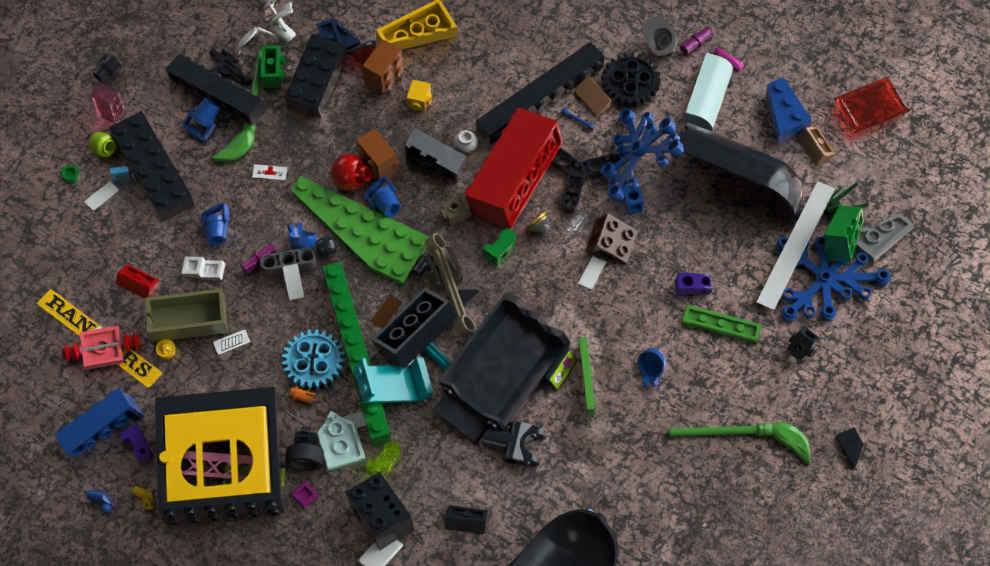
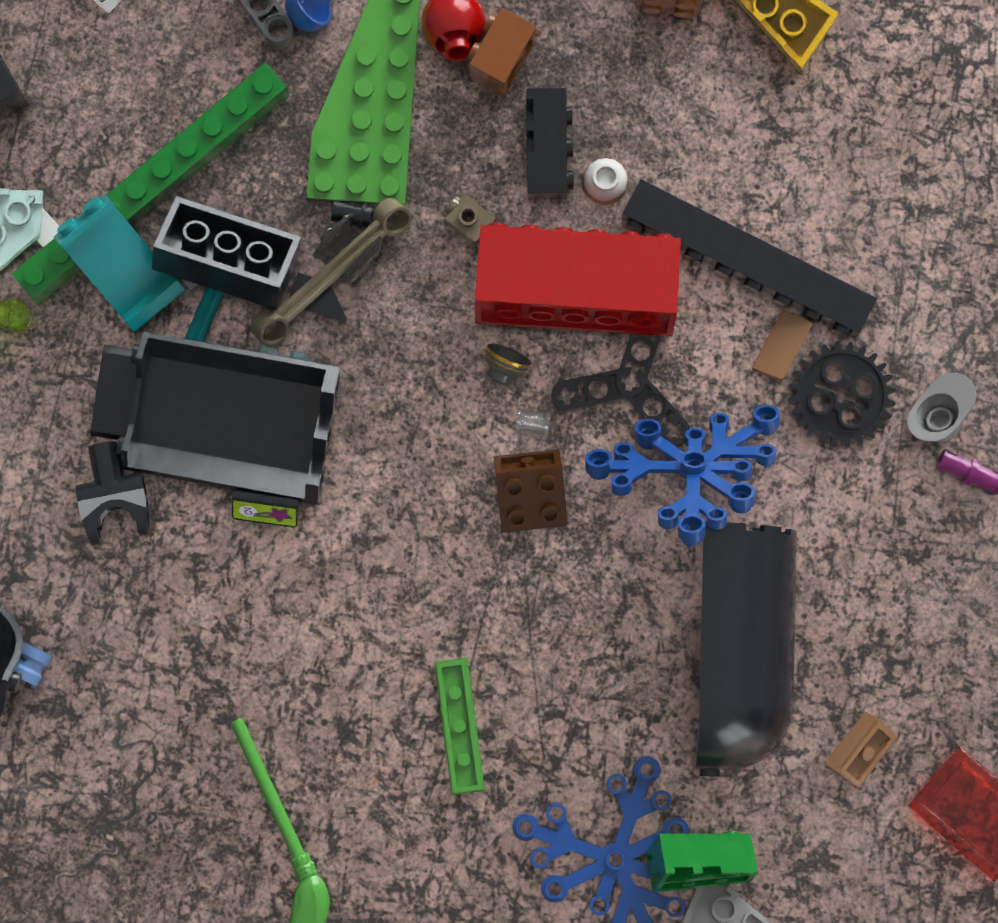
camera: 65 degrees right, 20 degrees up
(293, 281) = (230, 29): white sticker -> none
(302, 395) = (48, 133): orange pin -> none
(326, 246) = (314, 49): black piece -> none
(331, 360) = (105, 95): medium azure gear -> none
(383, 197) = (437, 101): blue piece -> none
(386, 311) = (251, 195): reddish brown sticker -> none
(419, 95) = (651, 66): yellow brick -> none
(501, 248) = (436, 324): green leg -> none
(586, 377) = (269, 554): bright green tile -> none
(590, 126) = (735, 314): blue hinge -> none
(592, 272) = (462, 484): white sticker -> none
(633, 200) = (613, 503): blue leg -> none
(651, 365) = (332, 648): blue piece -> none
(692, 284) = (506, 654): dark purple leg -> none
(709, 91) = (879, 533): light aqua brick -> none
(736, 64) = (958, 549): dark pink piece -> none
(786, 111) = (896, 675): blue wedge -> none
(795, 245) = (649, 790): white sticker -> none
(803, 344) = (473, 872): black brick -> none
(834, 202) = (751, 821): dark green plant -> none

